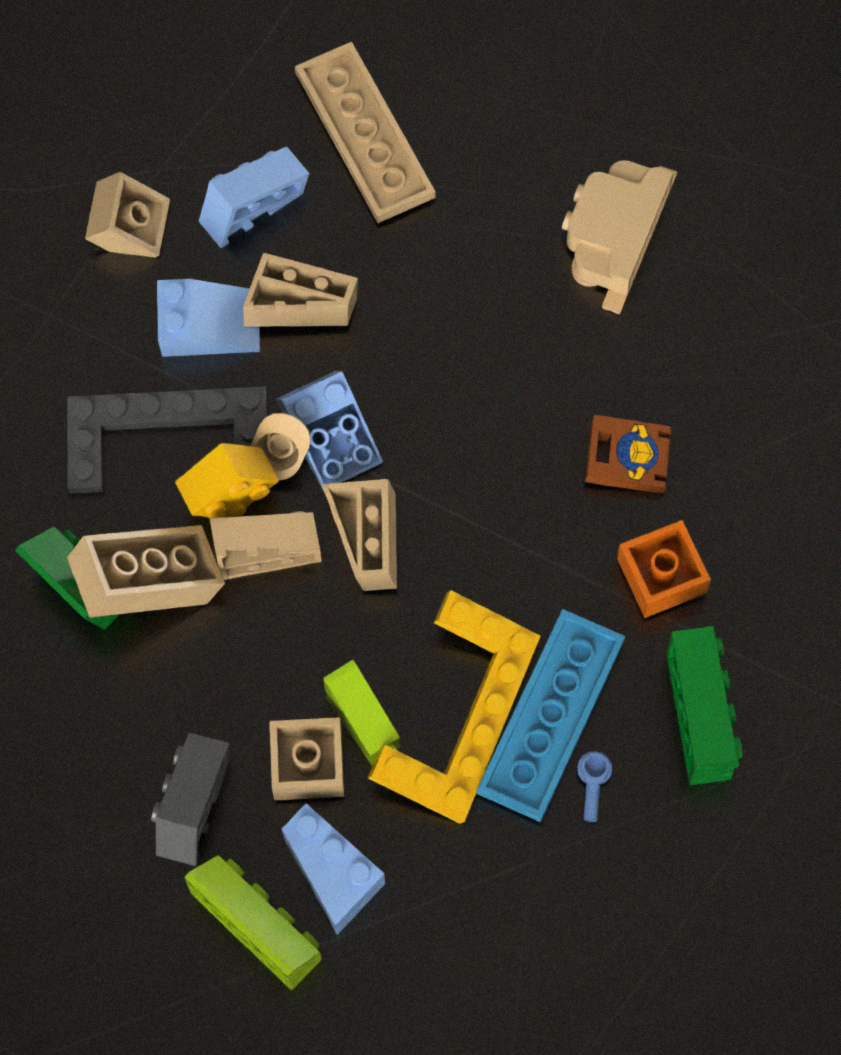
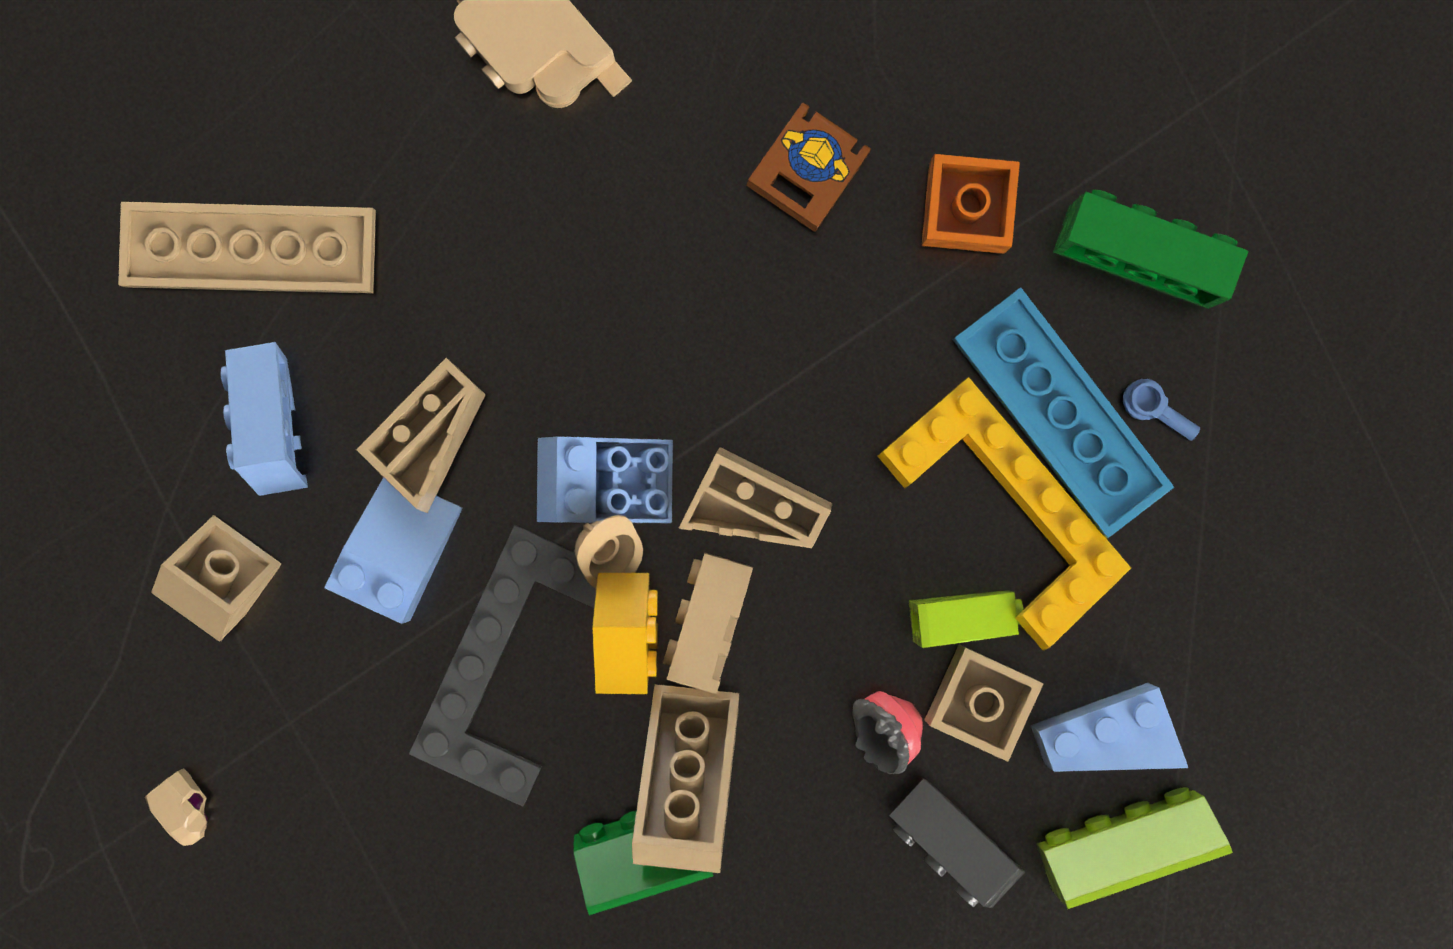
camera: 70 degrees left, 20 degrees up
(252, 704) = (887, 731): none -> dark grey hair

